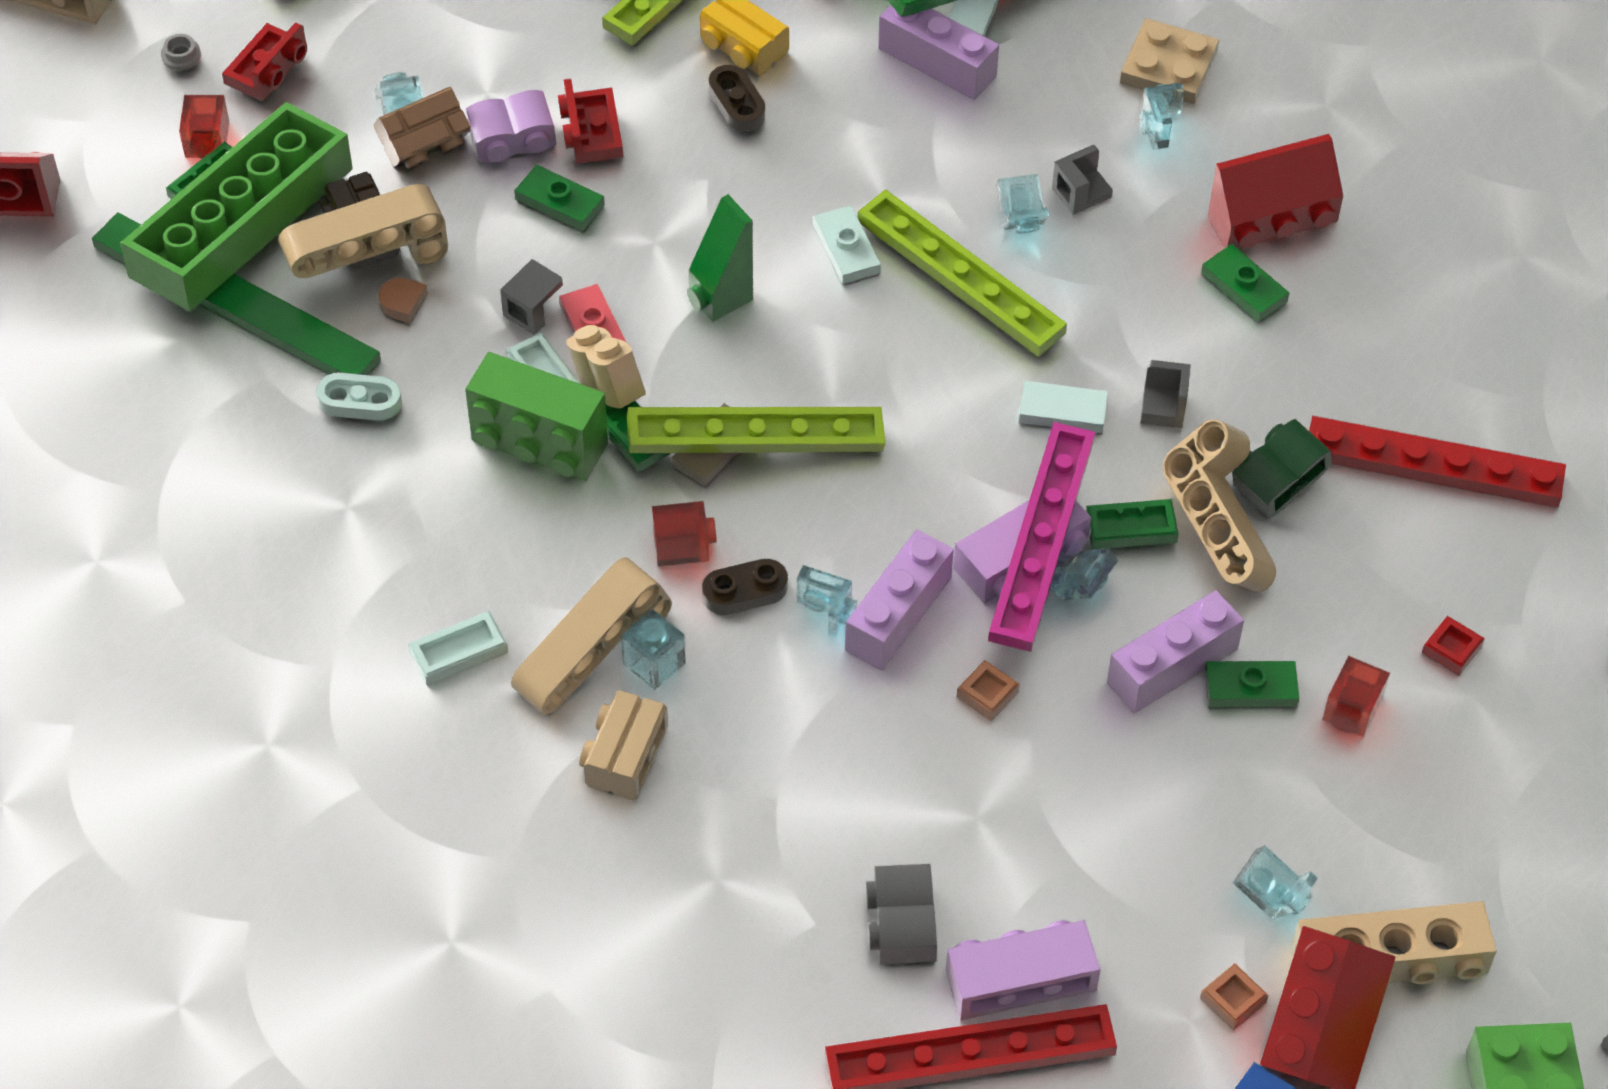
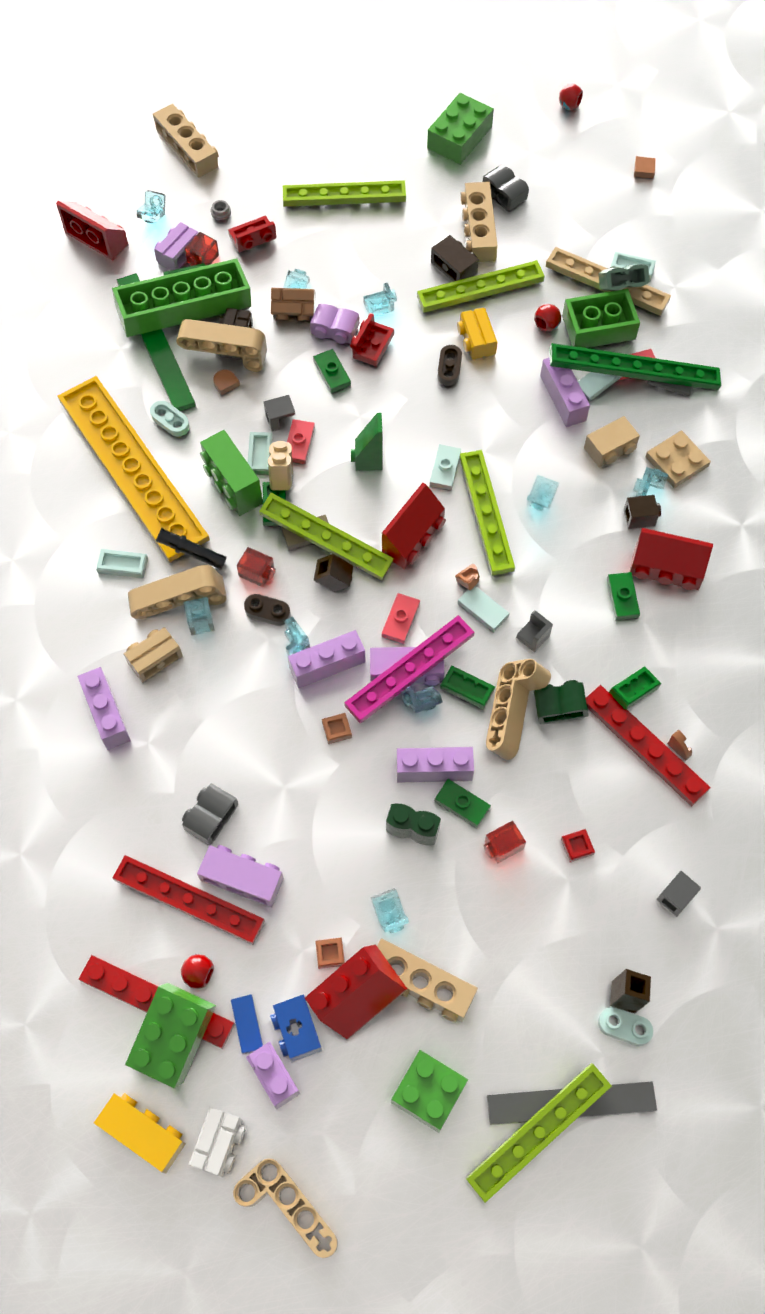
camera: 35 degrees right, 10 degrees up
(62, 100) = (153, 207): none -> clear light blue bracket
(155, 140) = (171, 250): none -> lavender brick
(359, 498) = (131, 464): none -> yellow plate
(548, 559) = (190, 548): none -> black pin
(554, 61) = (381, 302): none -> clear light blue bracket
(615, 863) = (103, 708): none -> lavender brick
(810, 474) = (333, 573): none -> dark brown brick
(880, 346) = (413, 527): none -> red slope
(955, 487) = (400, 618): none -> coral plate
(1008, 375) = (468, 577): none -> nougat tile
(1062, 83) = (611, 441): none -> tan brick
(1079, 181) = (582, 497): dark grey panel -> none
(1180, 155) = (641, 511): none -> dark brown brick
(1206, 749) = (418, 825): none -> dark green brick
(1362, 392) = (635, 688): none -> green plate
(1481, 432) = (678, 745): none -> nougat tile

